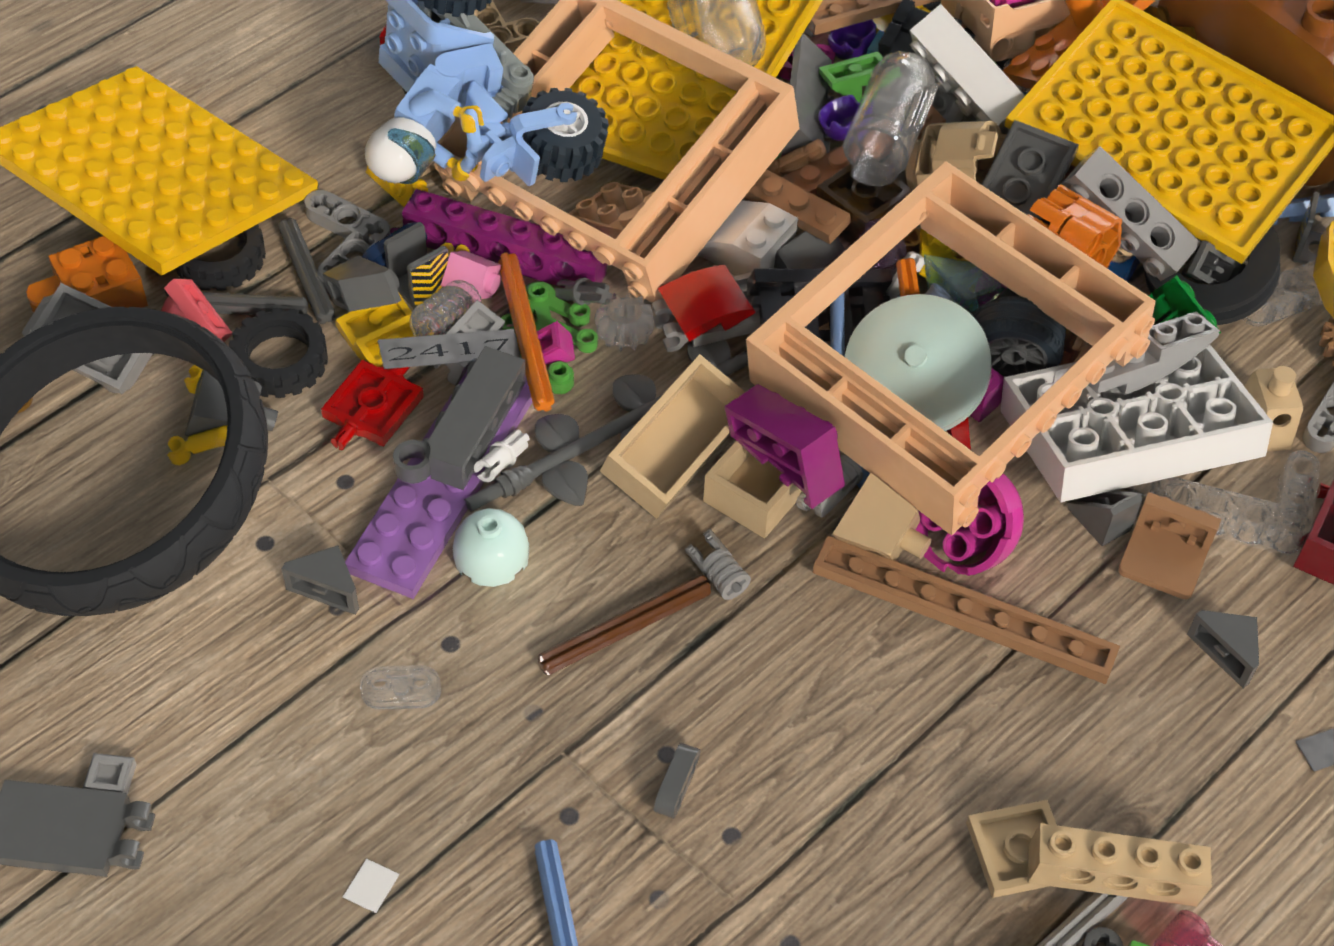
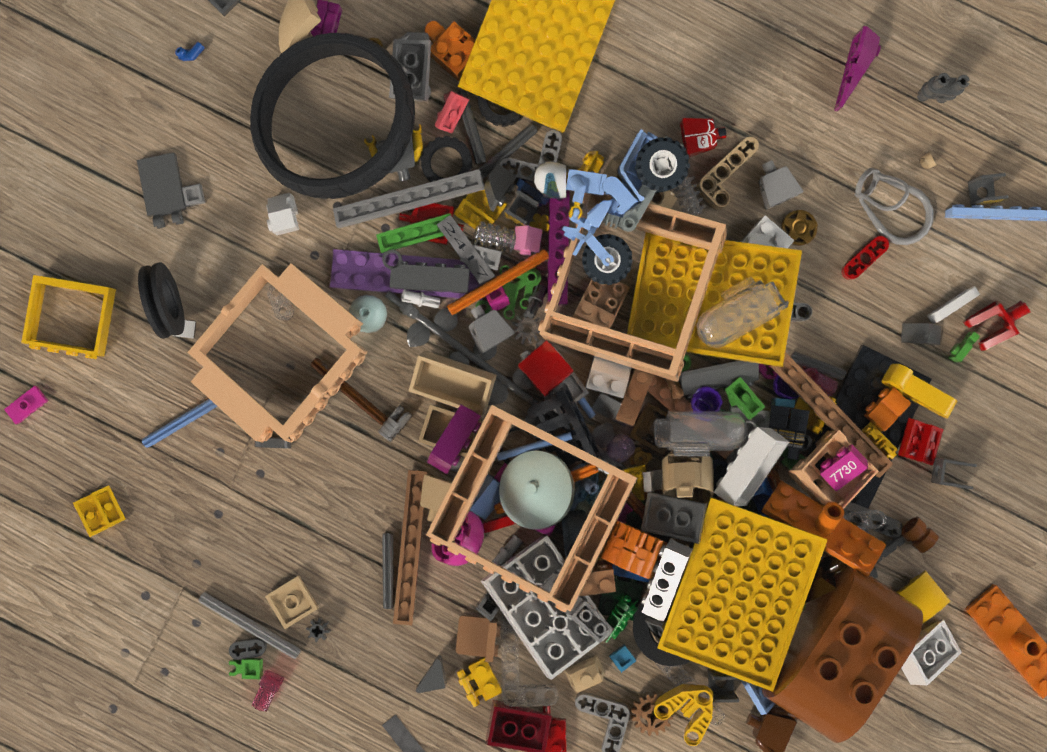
camera: 75 degrees right, 35 degrees up
(238, 604) = (282, 214): none -> white brick
(260, 832) = (161, 300): none -> black tyre
(313, 417) = (408, 198): none -> light grey plate
(322, 578) = (320, 245): dark grey slope -> none
(380, 422) = (410, 234): none -> bright green plate
(577, 788) = (316, 305): none -> light nougat door
(603, 365) = (488, 329): none -> light grey torso
(1000, 662) = (388, 570): none -> dark grey axle
(1025, 473) = (507, 552): none -> light grey pin
(1094, 803) = (314, 632): none -> dark grey gear
(1119, 865) = (287, 648): tan brick -> none
(1248, 358) = (622, 658): none -> dark azure tile
(1252, 569) = (485, 679): none -> yellow plate

